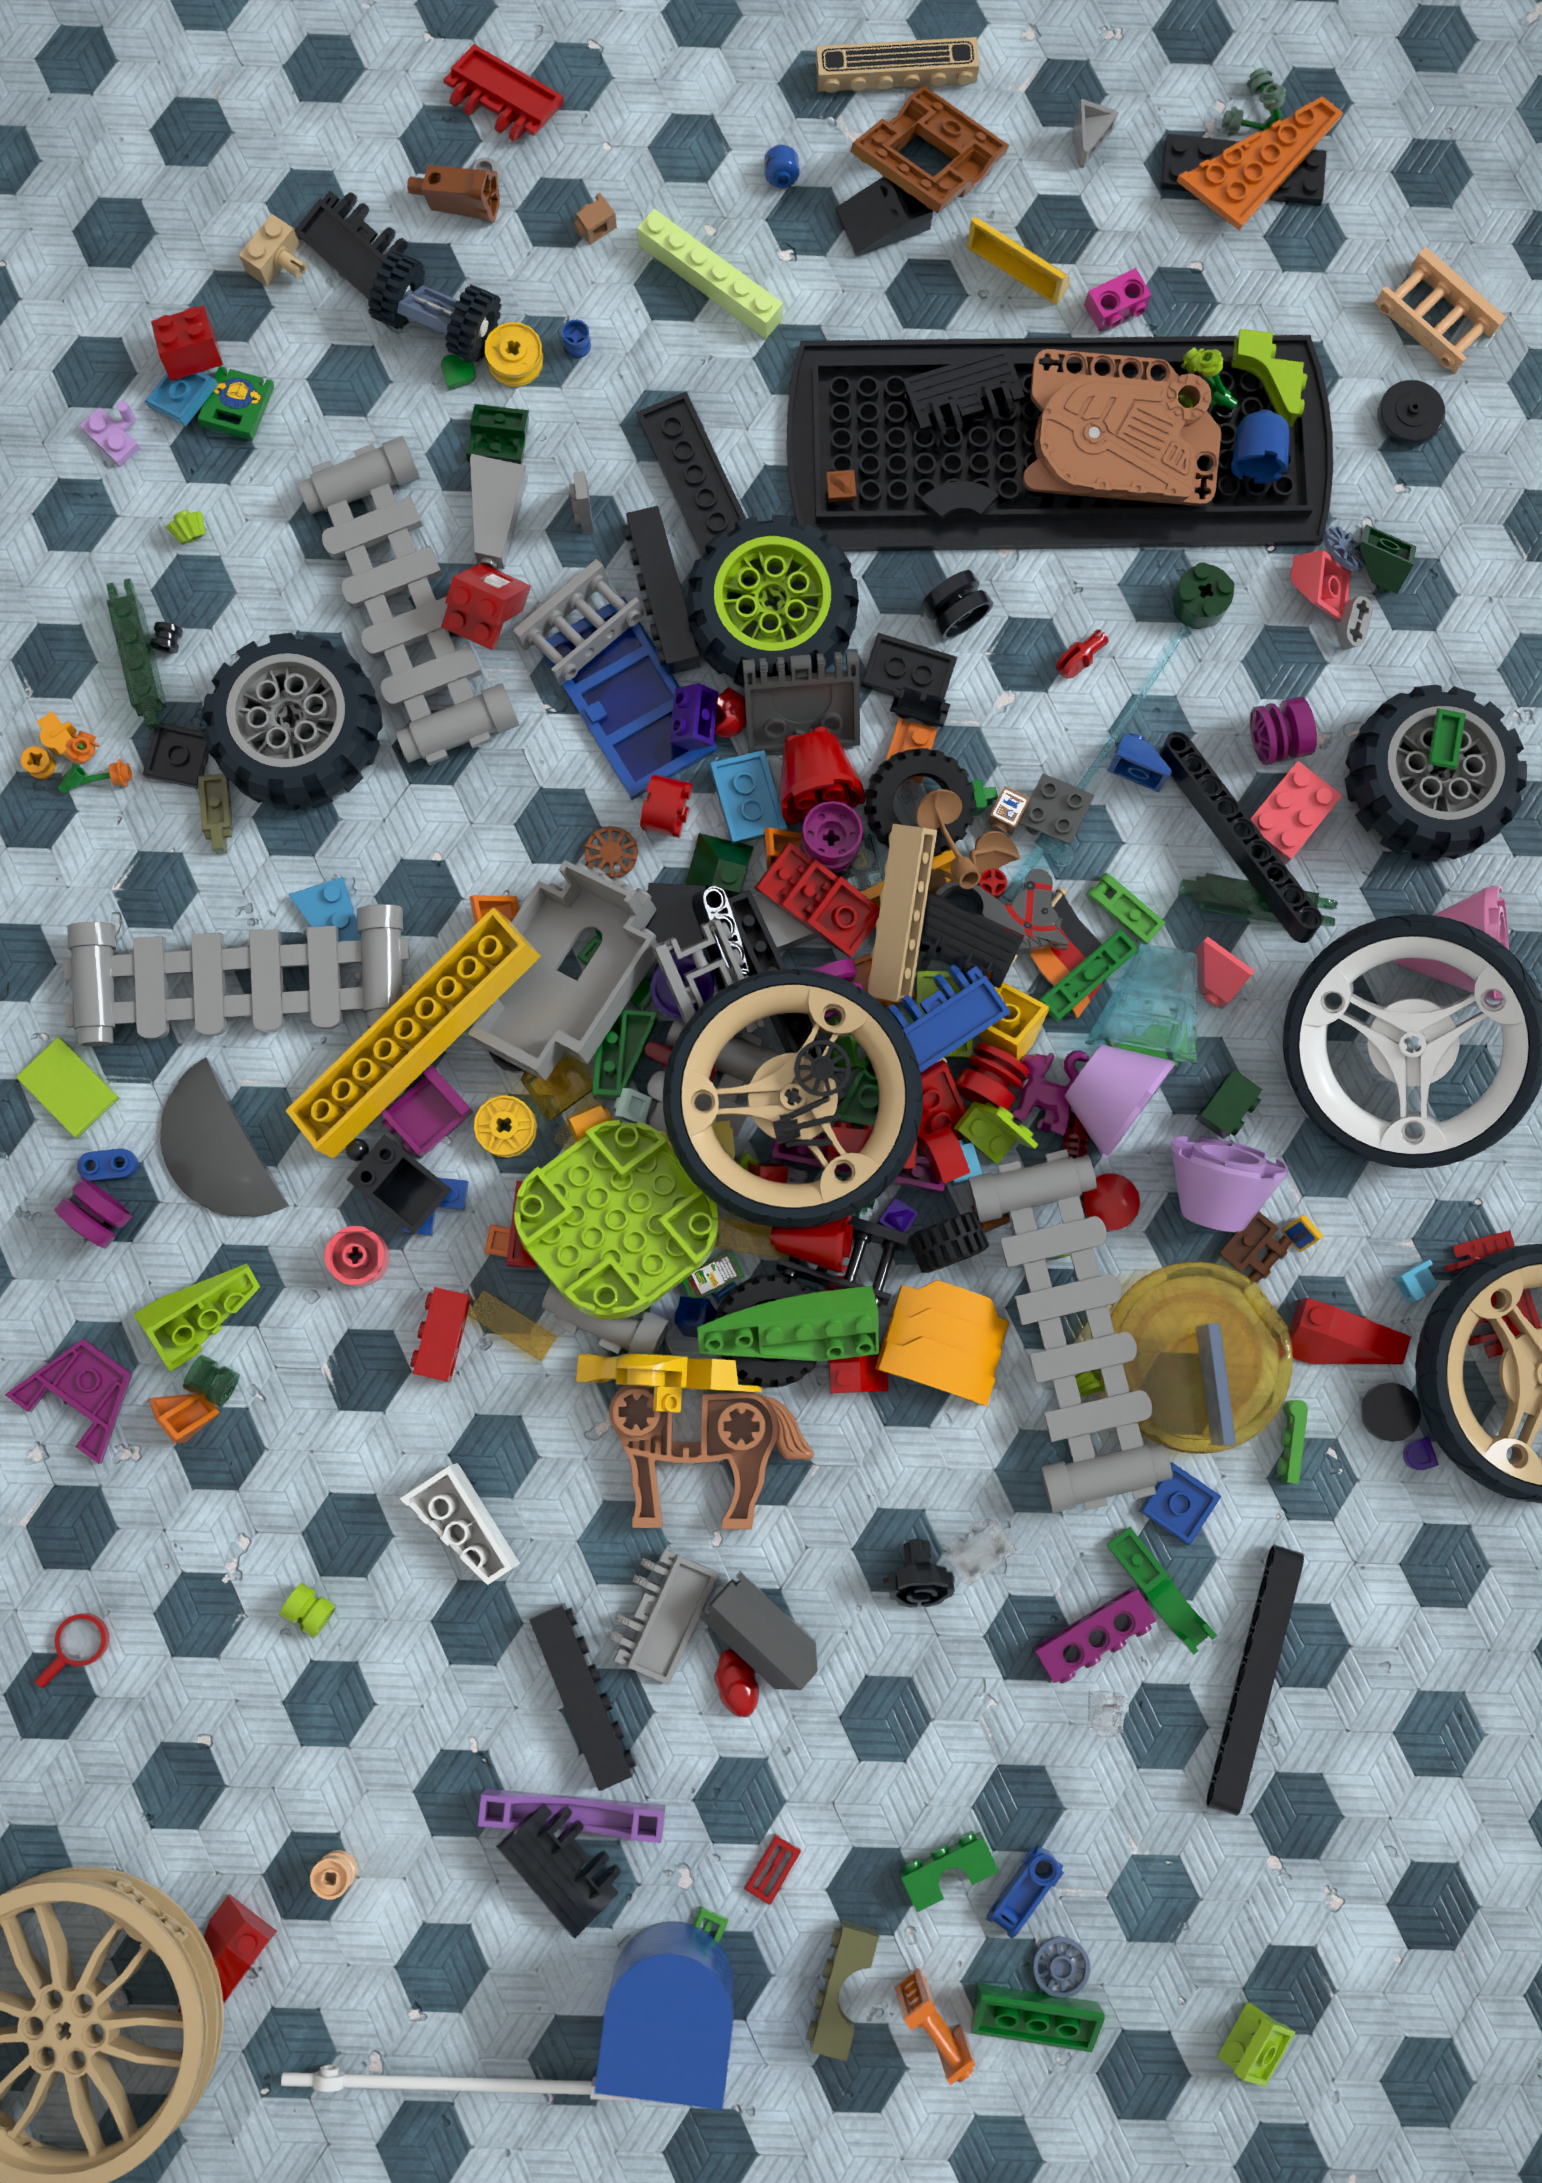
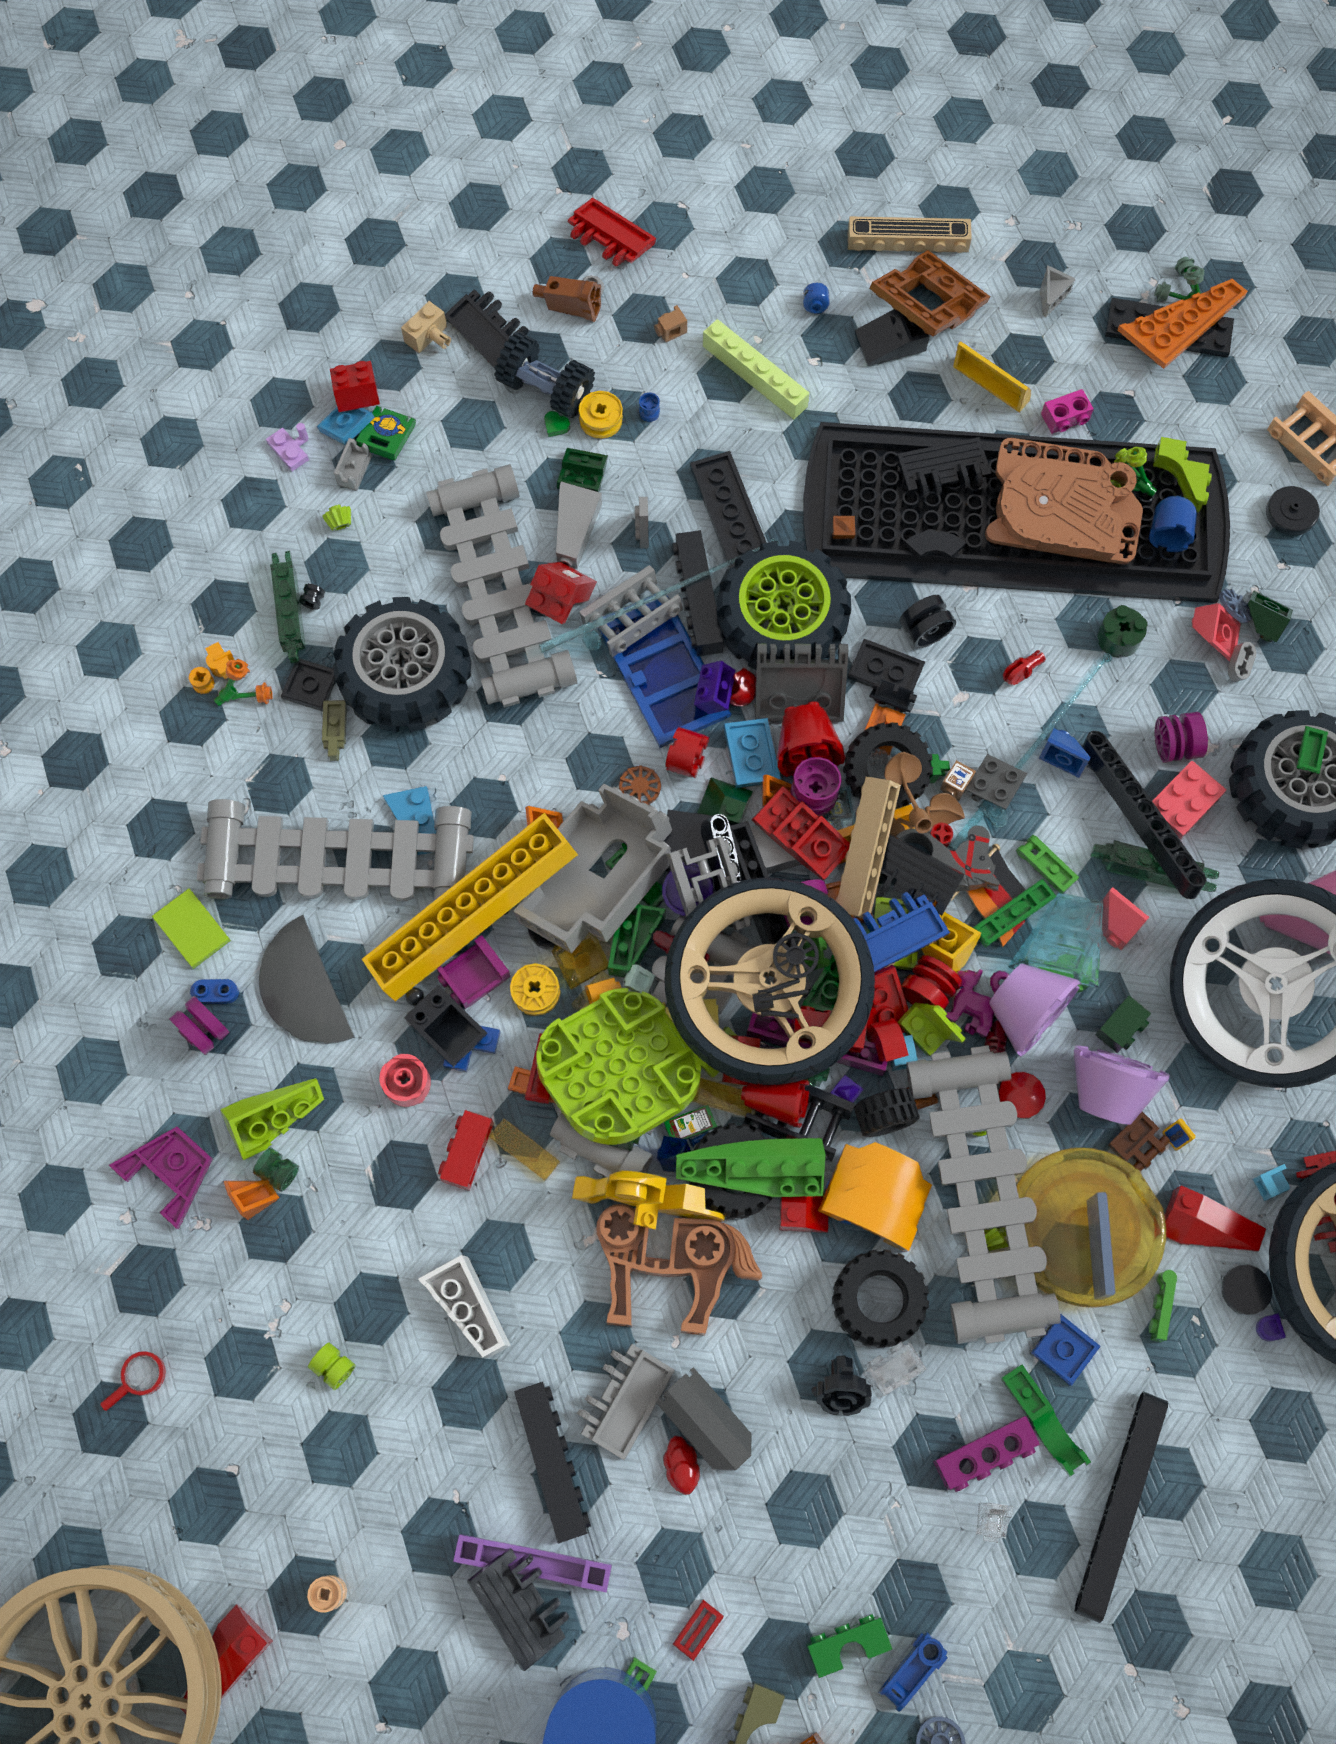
camera: 10 degrees right, 10 degrees down
(197, 452) = (352, 465): none -> light grey hinge
(533, 665) = (591, 637): none -> clear light blue piece
(997, 1467) = (911, 1286): none -> black tyre

